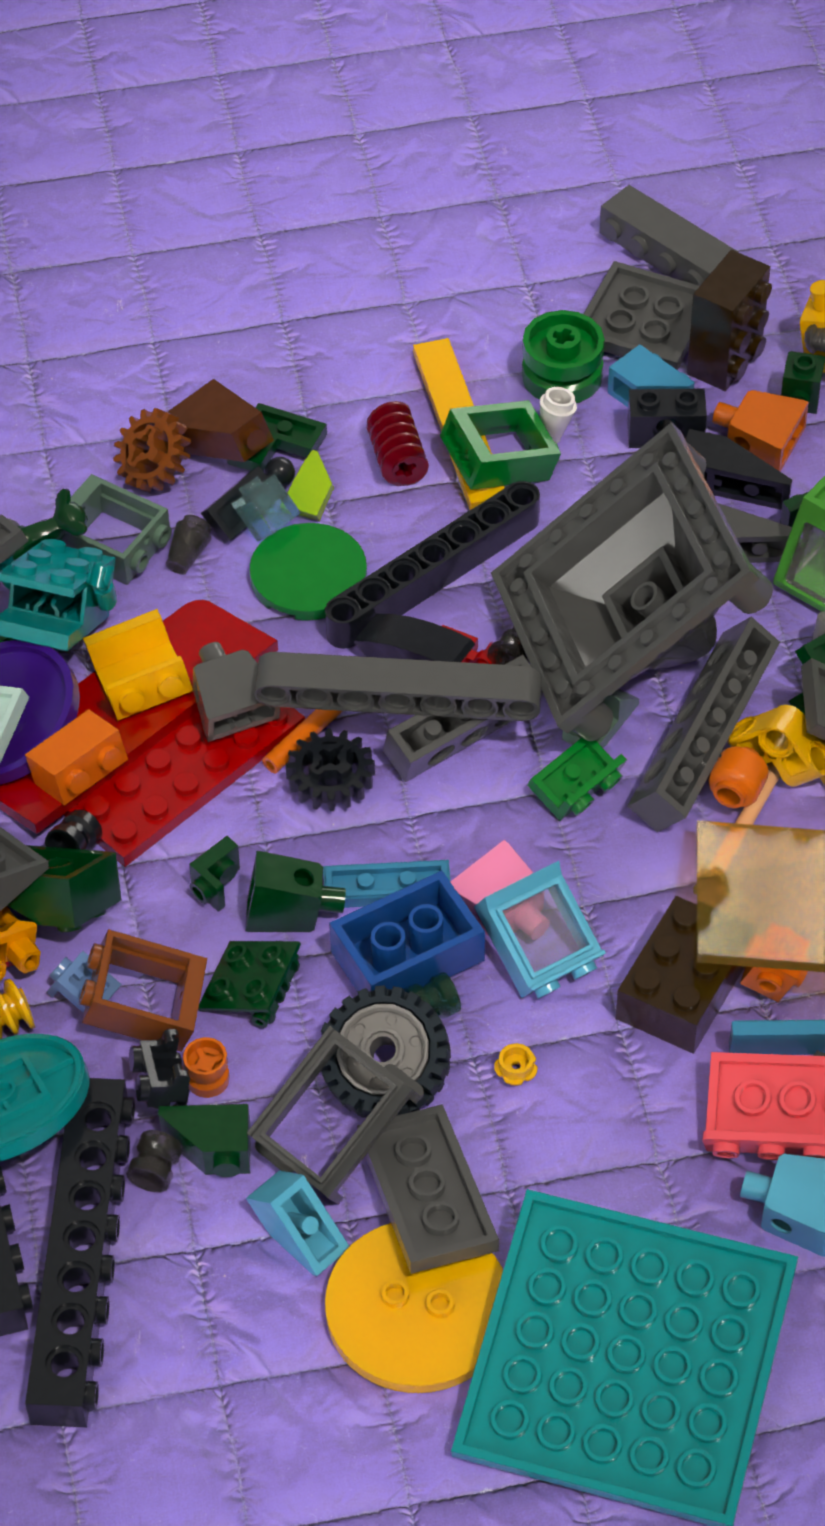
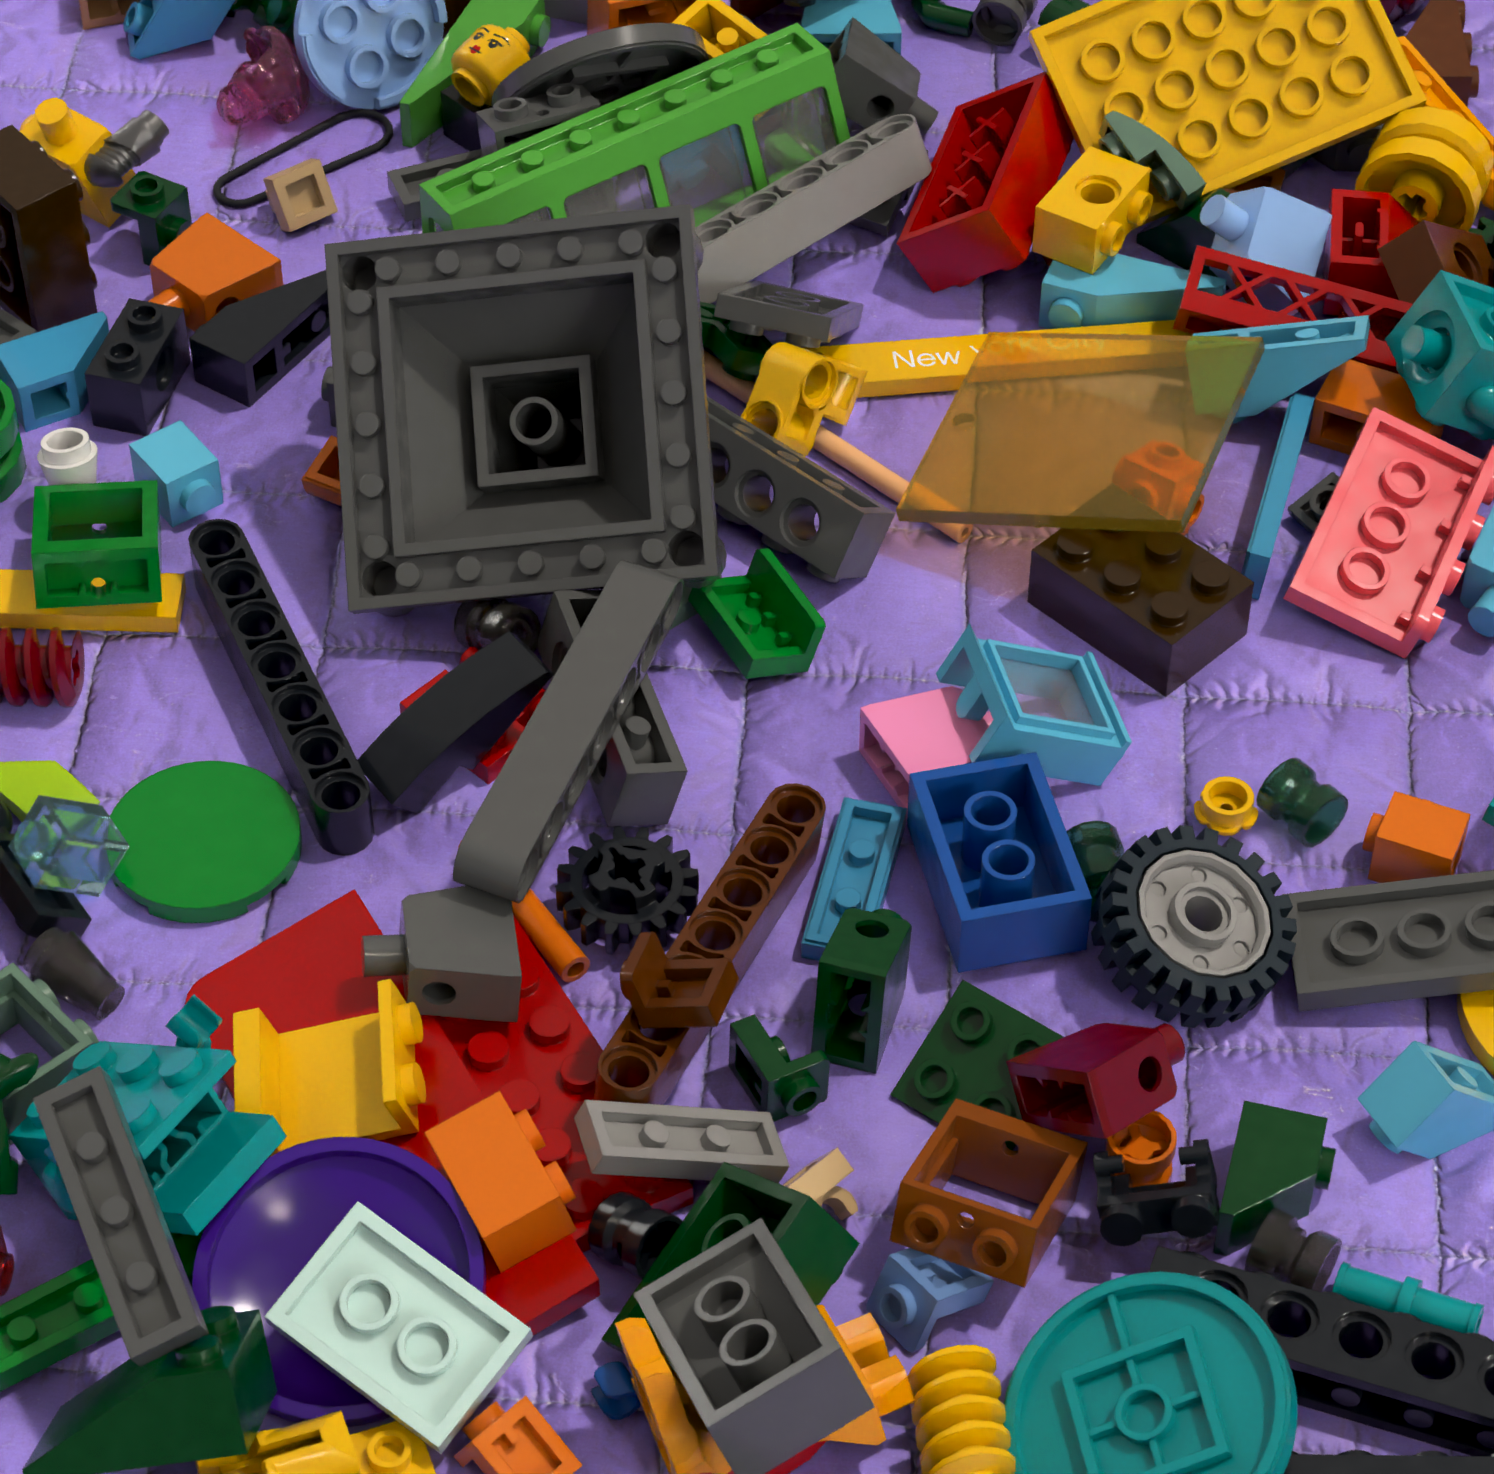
camera: 75 degrees left, 5 degrees down
(133, 911) = (819, 1182): none -> tan tile
(136, 836) = (678, 1140): none -> light grey plate
(137, 1230) = (1409, 1298): none -> teal pin
(211, 783) = (675, 991): none -> reddish brown bracket
(234, 1022) = (1097, 1078): none -> dark red torso
(267, 803) = (727, 923): none -> reddish brown beam
(401, 1089) = (1248, 1022): dark grey piece -> none
(513, 1171) = (1415, 840): none -> orange brick
(530, 1101) = (1299, 800): none -> clear green wheel
(585, 464) = (183, 469): none -> medium azure brick
(738, 777) = (840, 446): orange head -> none

